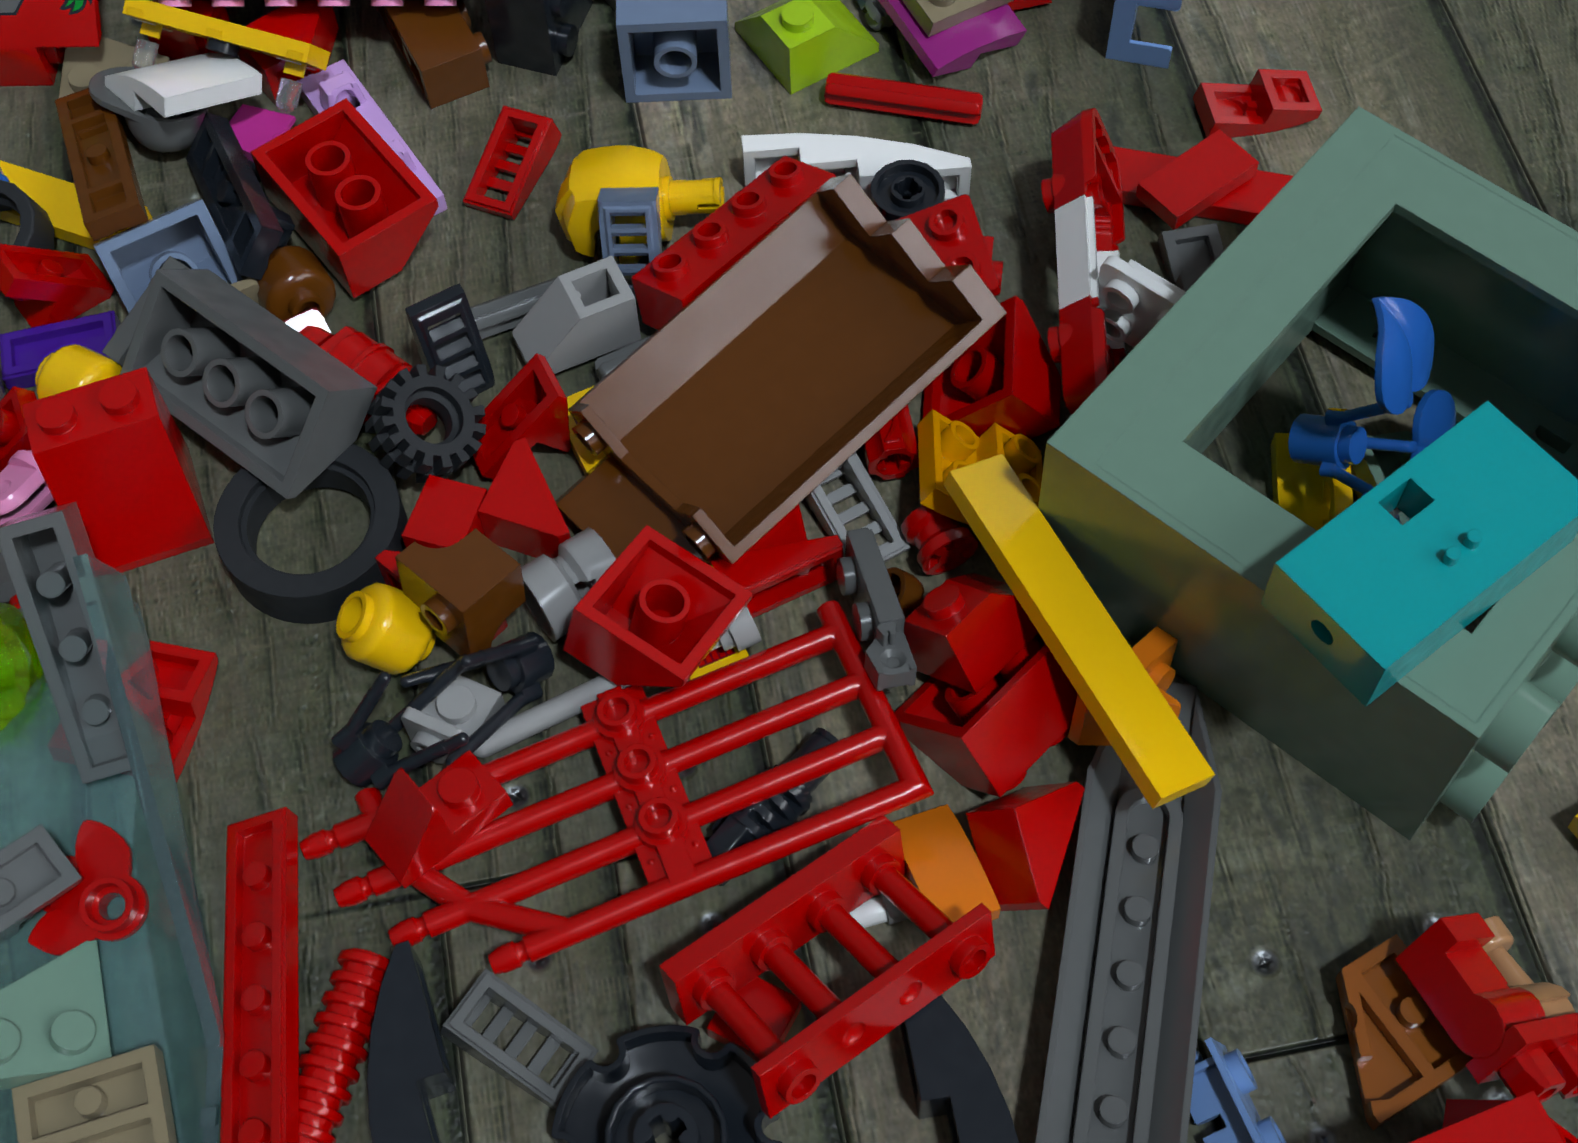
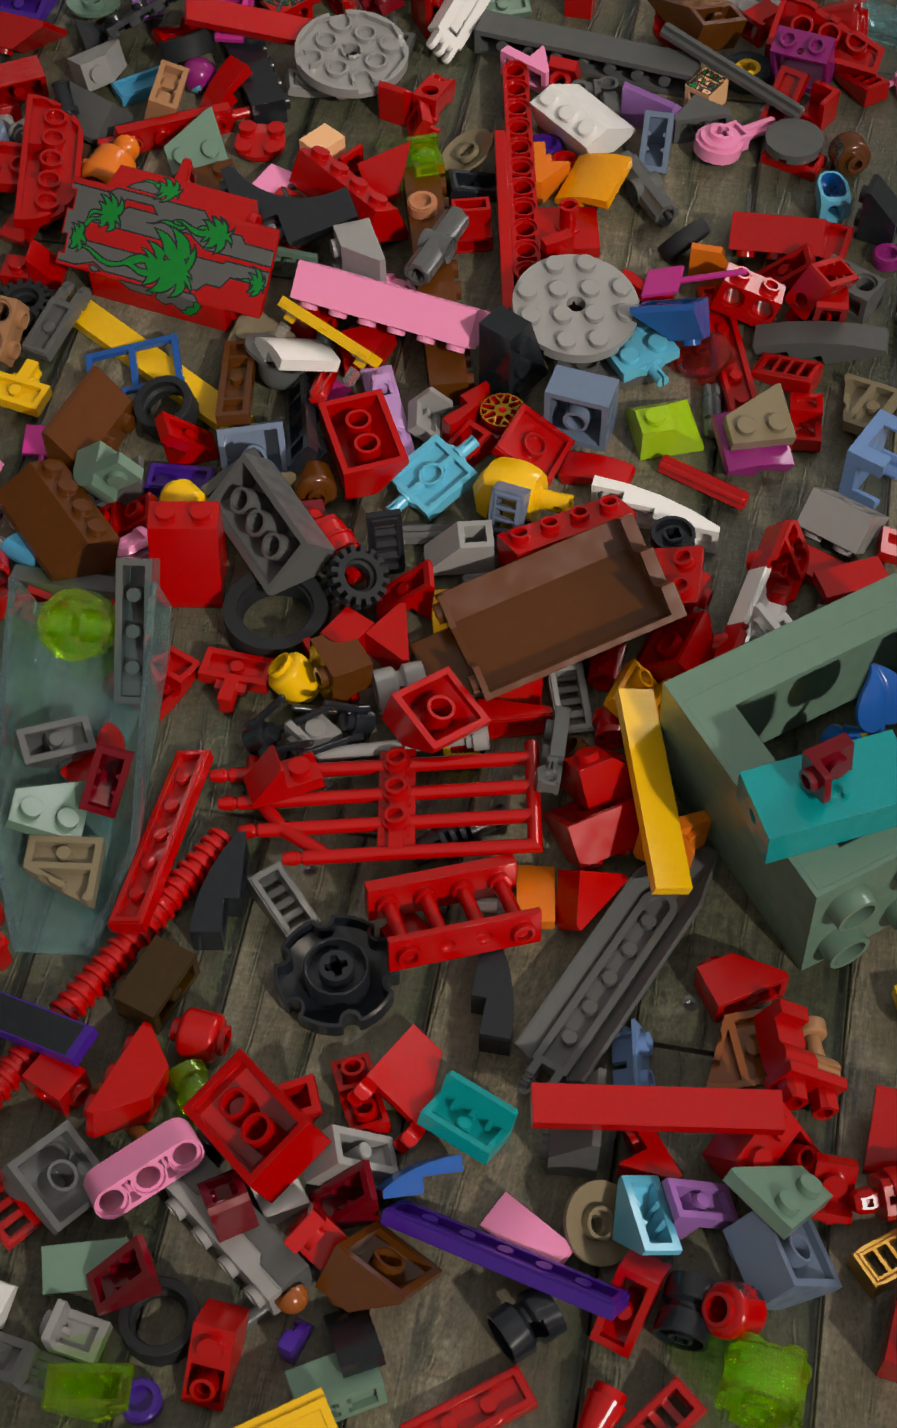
camera: 20 degrees right, 5 degrees down
(120, 938) = (106, 780): none -> dark red slope
(245, 124) = (322, 386): none -> red axle
(278, 656) = (234, 675): none -> red hinge
(429, 120) = (425, 413): none -> light grey bracket
(486, 215) = (434, 476): none -> medium azure plate
(500, 84) = (469, 408): none -> red slope
(555, 89) = (498, 412): none -> red wheel
(619, 109) = (534, 441): none -> red tile
(717, 128) = (583, 466): none -> red slope
(1139, 95) = (840, 521): none -> light grey slope
(1330, 907) = (737, 984): none -> red slope
(1428, 506) = (826, 762): none -> dark red bracket

